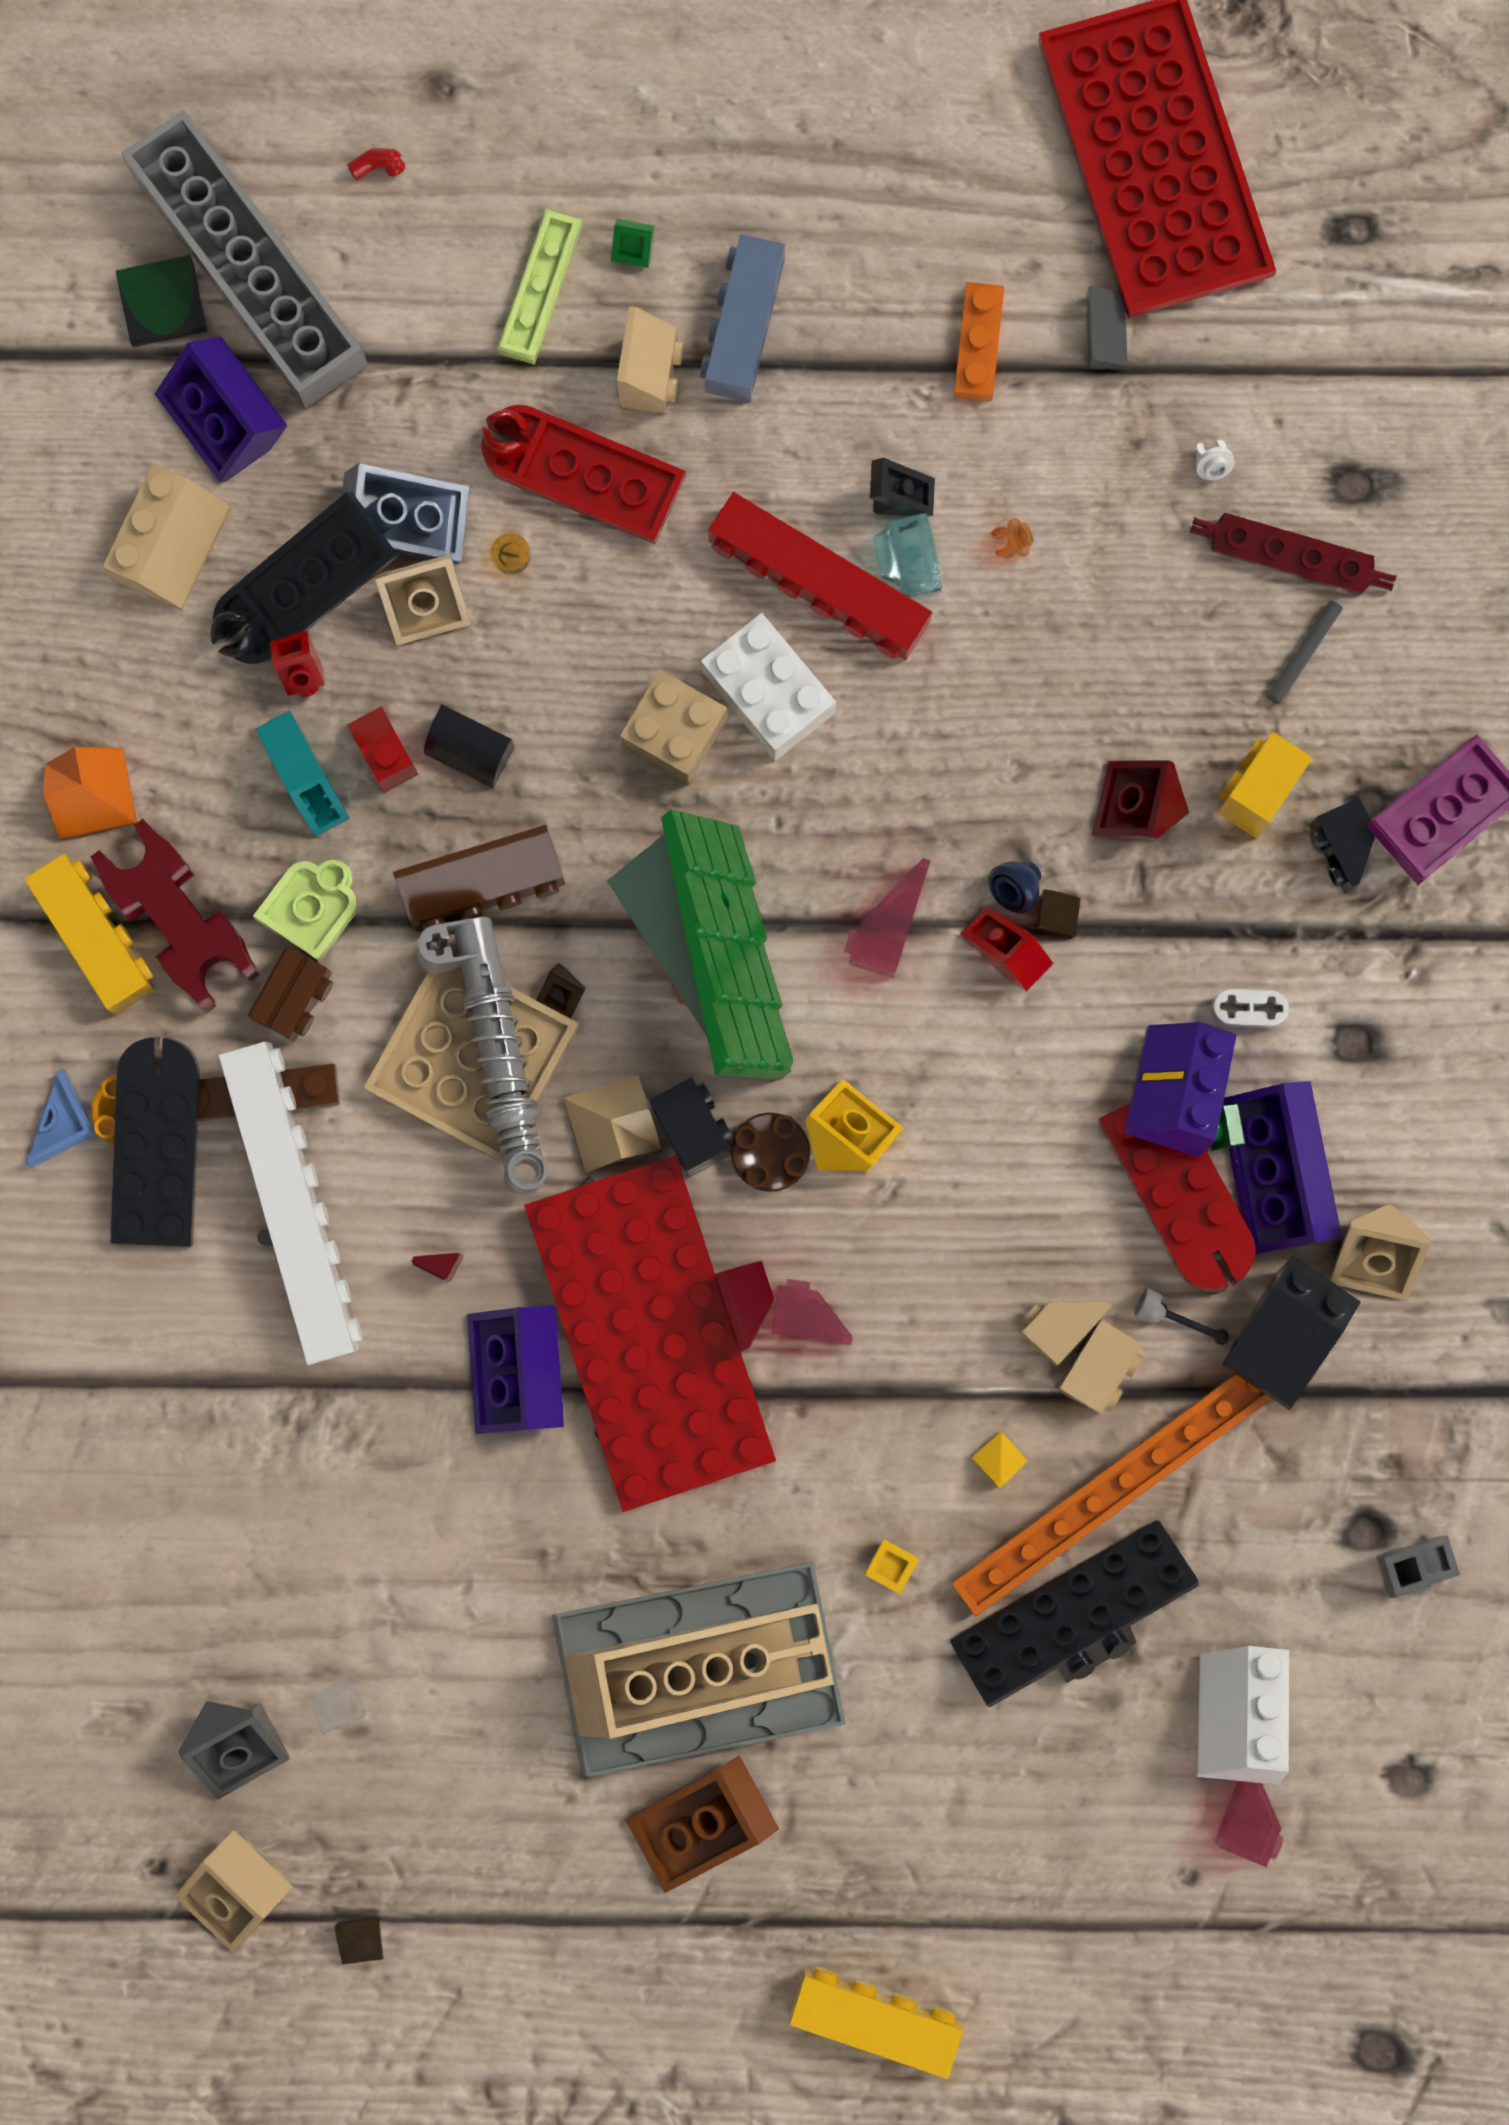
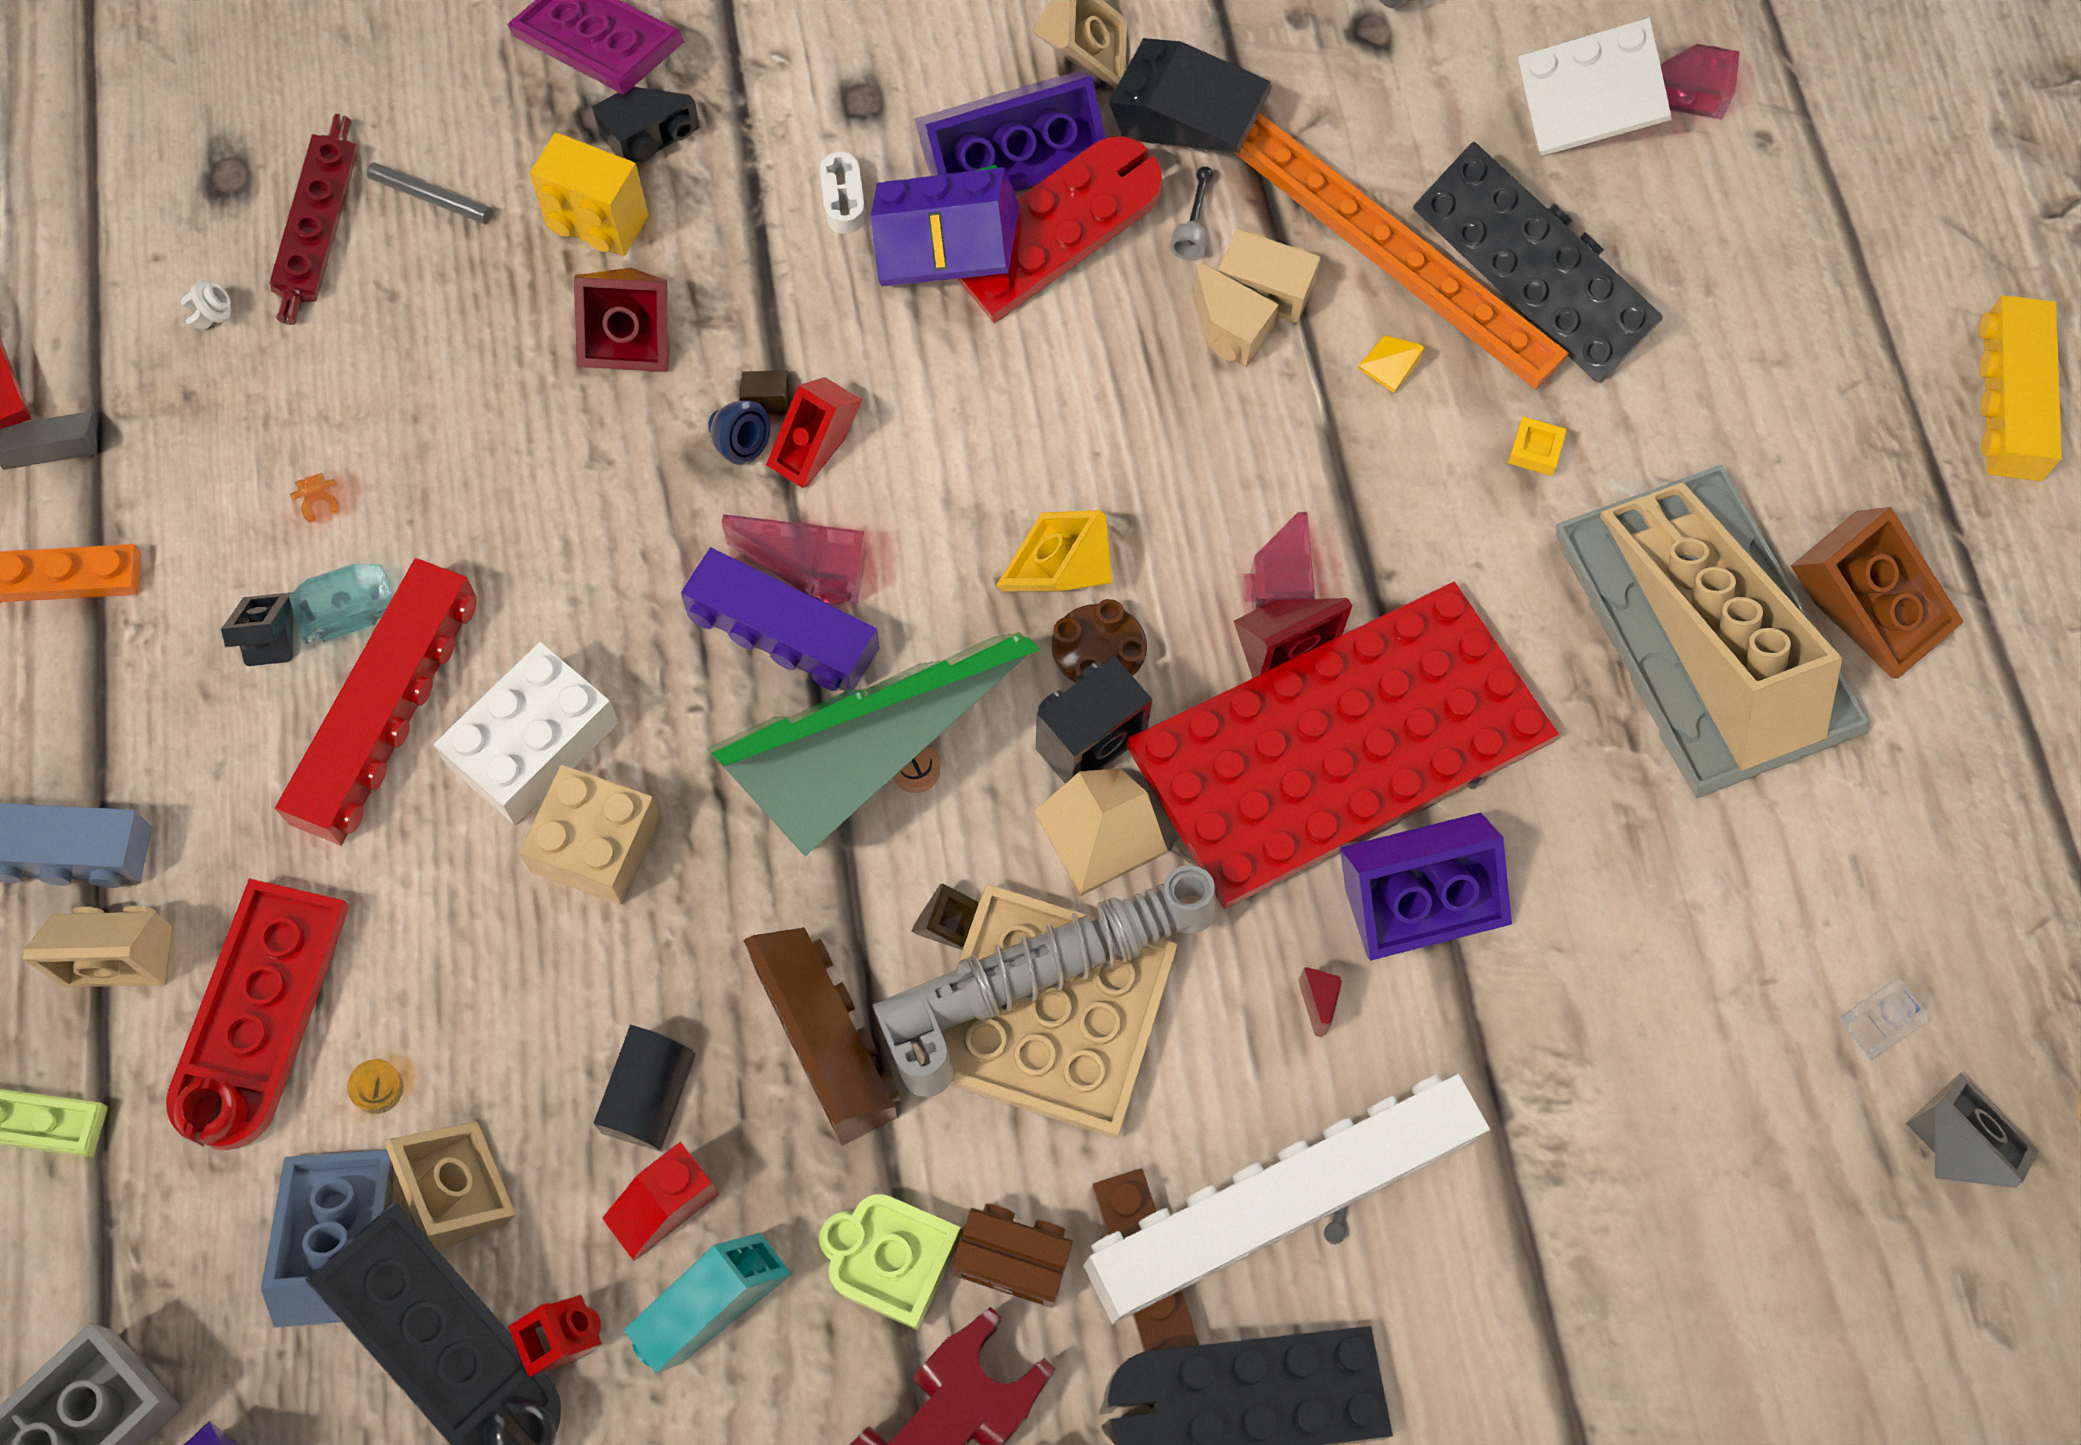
camera: 105 degrees left, 15 degrees down
(833, 896) = (780, 621): none -> dark purple brick

